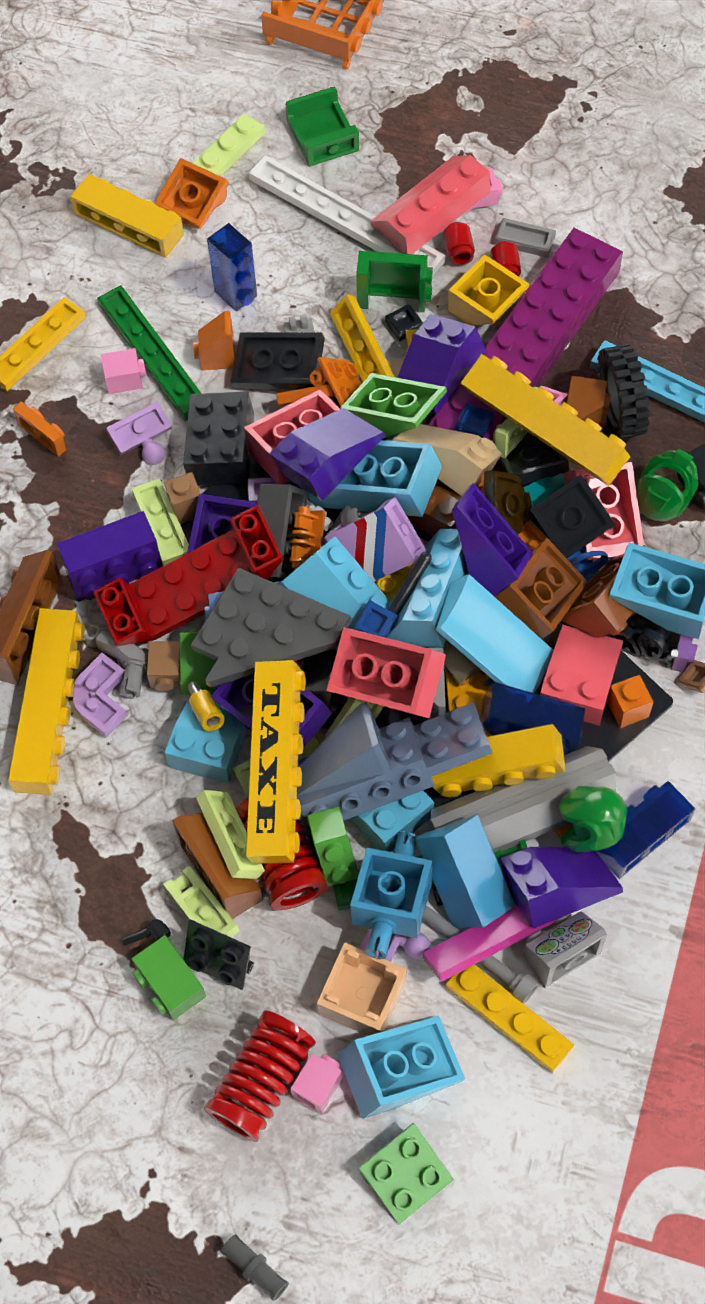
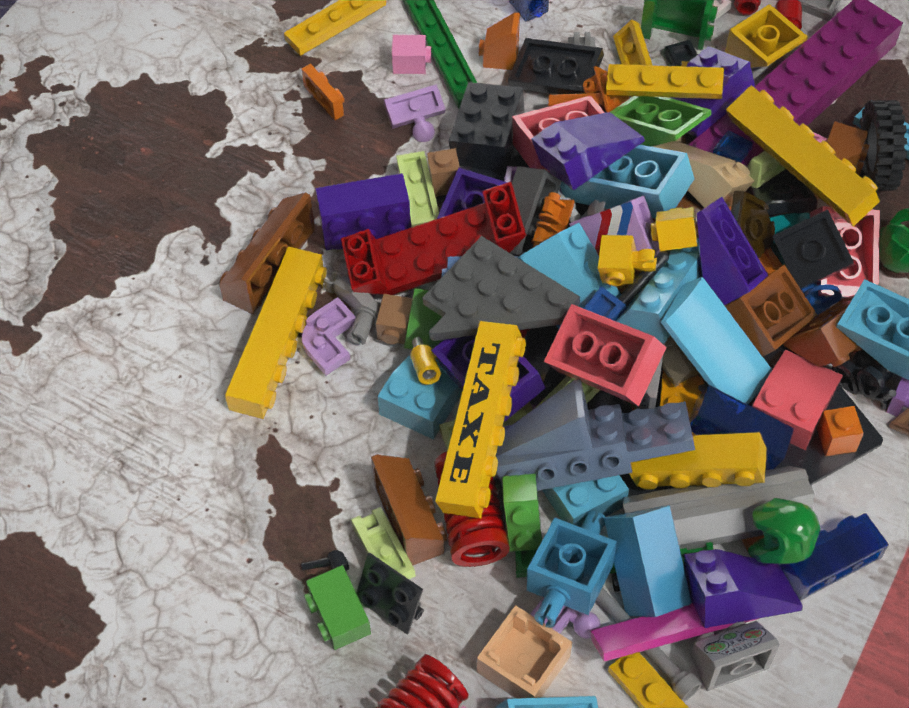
camera: 10 degrees right, 5 degrees down
(228, 833) = (423, 480): yellowish green plate -> none
(383, 569) = (620, 258): none -> yellow brick
(393, 362) = (665, 81): none -> yellow plate
(432, 526) = (675, 229): none -> yellow brick

